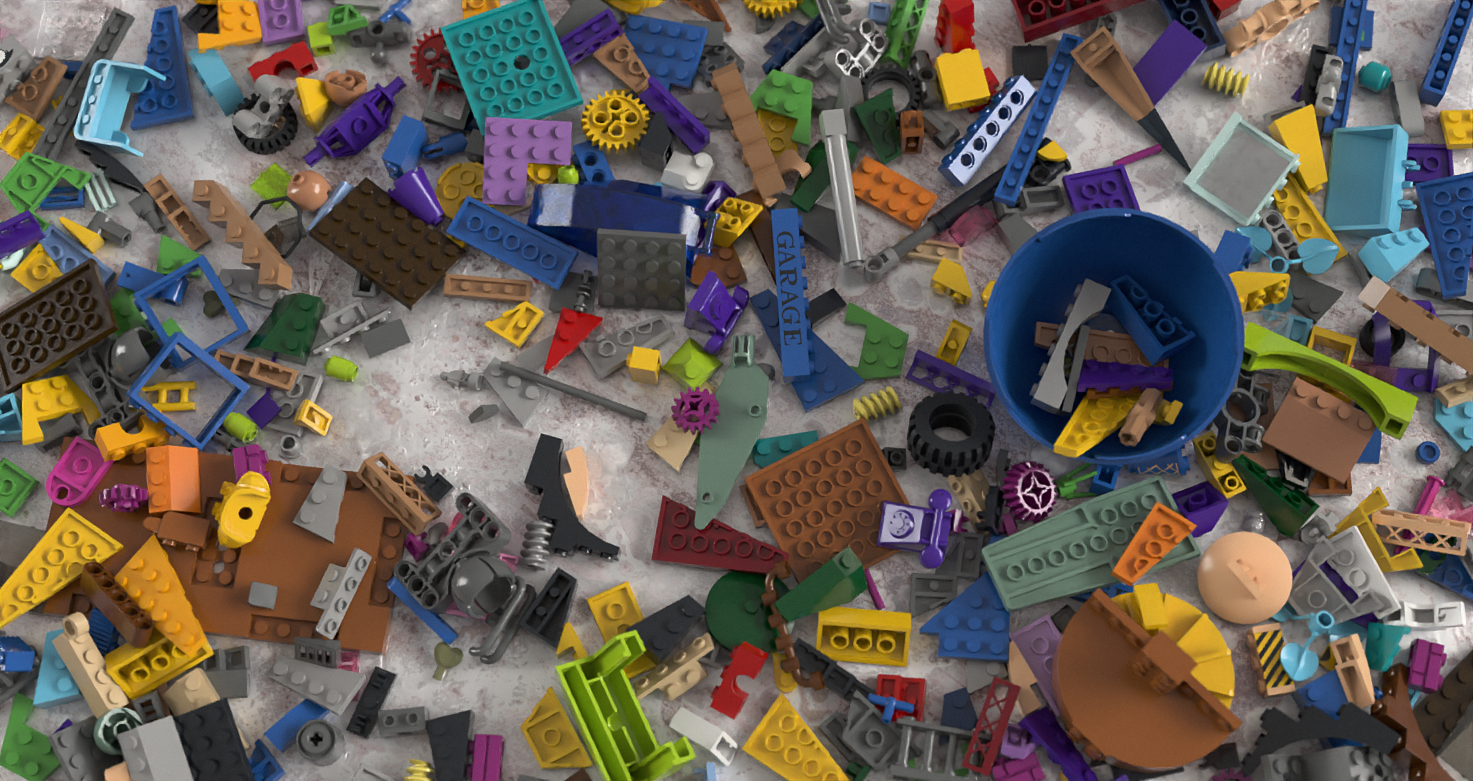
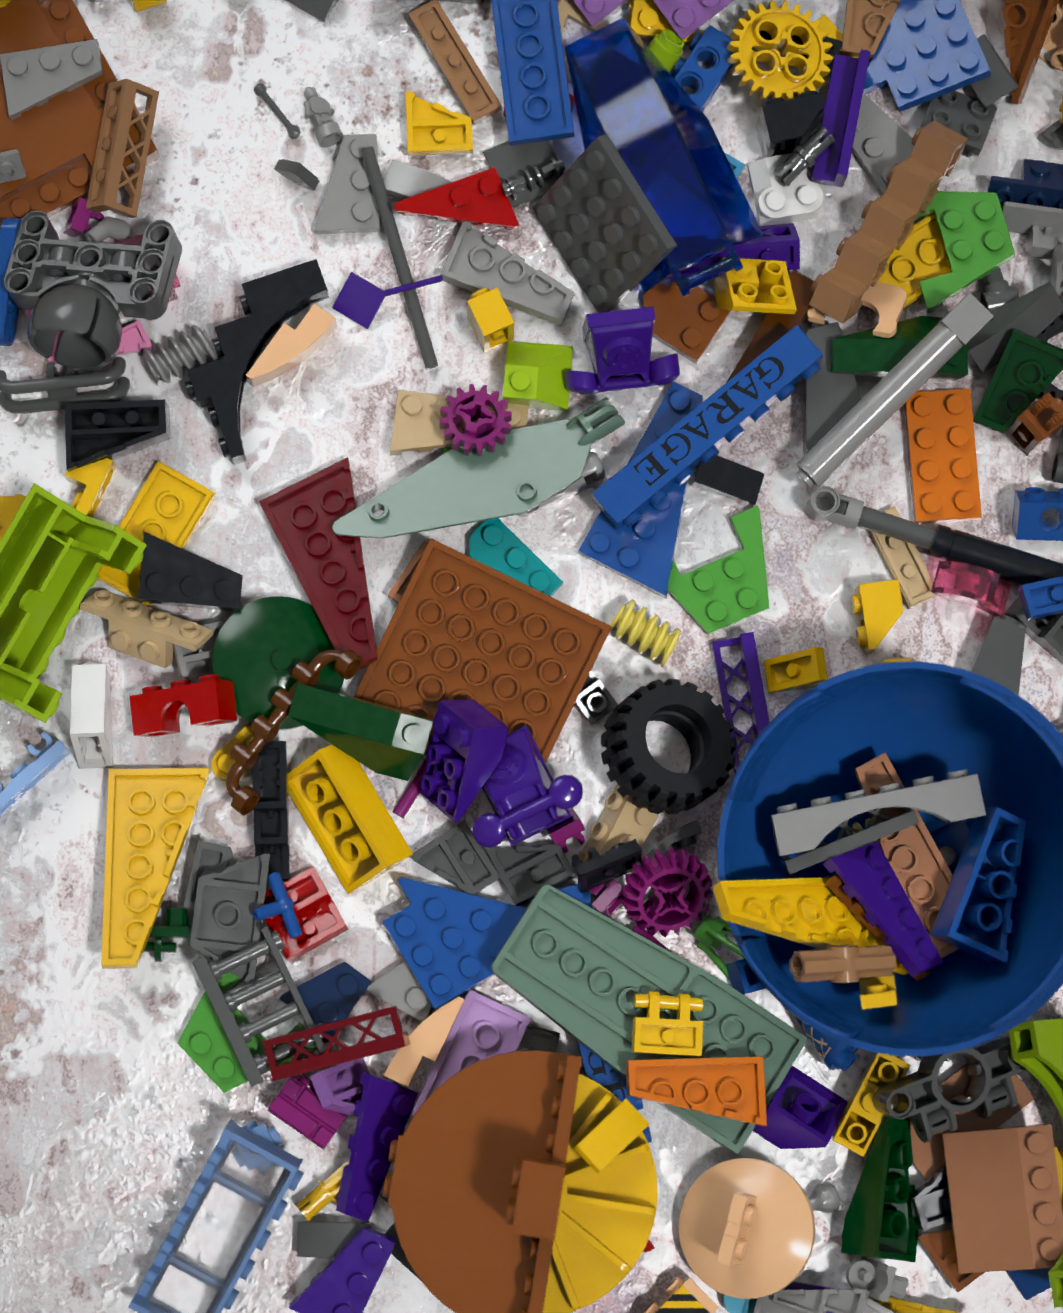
camera: 45 degrees right, 10 degrees up
(436, 486) = (167, 186): black plate -> none
(457, 399) = (293, 130): none -> dark grey hinge
(580, 427) = (362, 299): none -> dark purple piece
(680, 147) = (804, 156): none -> dark grey pin
(878, 545) = (461, 755): none -> dark purple slope
(1110, 544) = (667, 1036): none -> yellow plate

